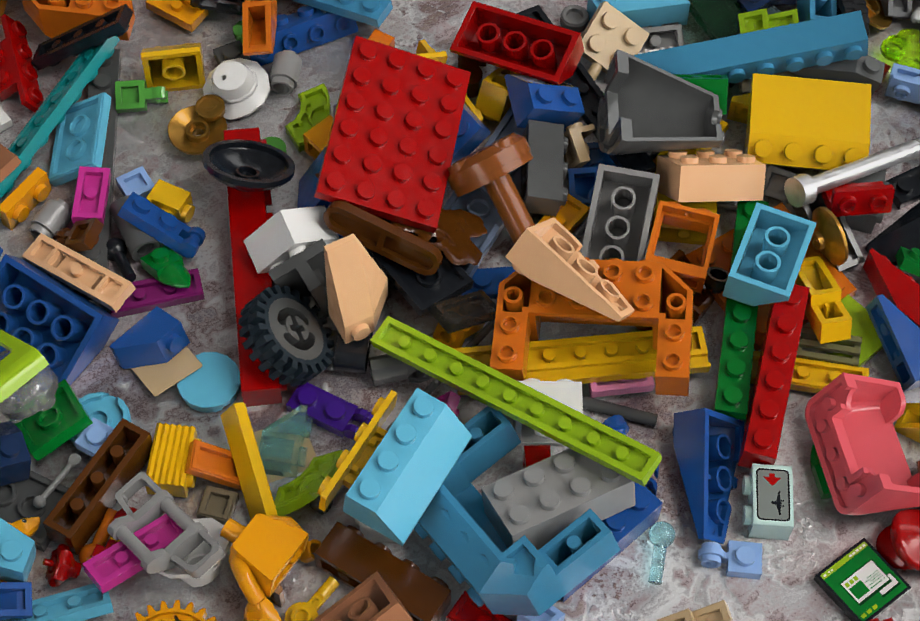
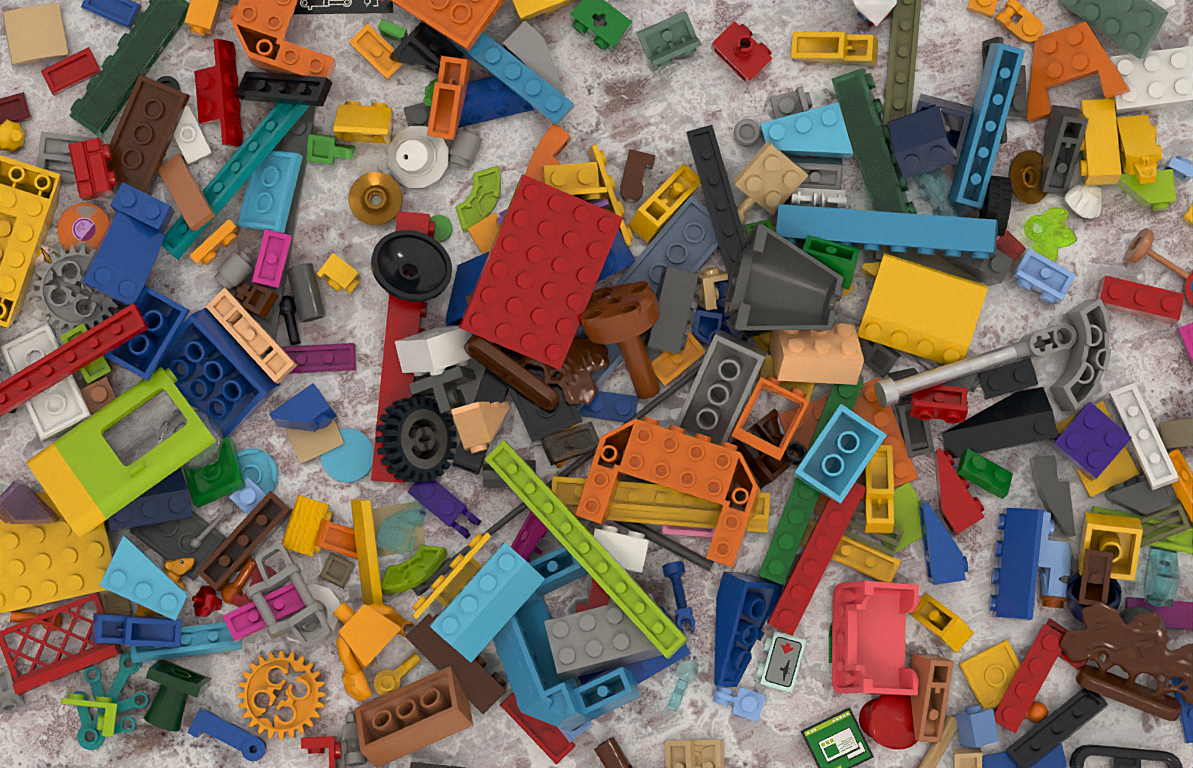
camera: 15 degrees right, 25 degrees up
(135, 181) = (313, 247): light blue plate -> none
(162, 225) = (328, 299): blue plate -> none
(166, 267) = (328, 340): green plate -> none
(210, 108) = (390, 179): pearl gold piece -> none
(518, 43) = (675, 184): red slope -> none
(543, 101) = (687, 240): blue slope -> none
(554, 260) = (651, 443): light nougat wedge -> none
(760, 20) = (917, 199): lime slope -> none
(829, 236) = (900, 434): pearl gold dish -> none

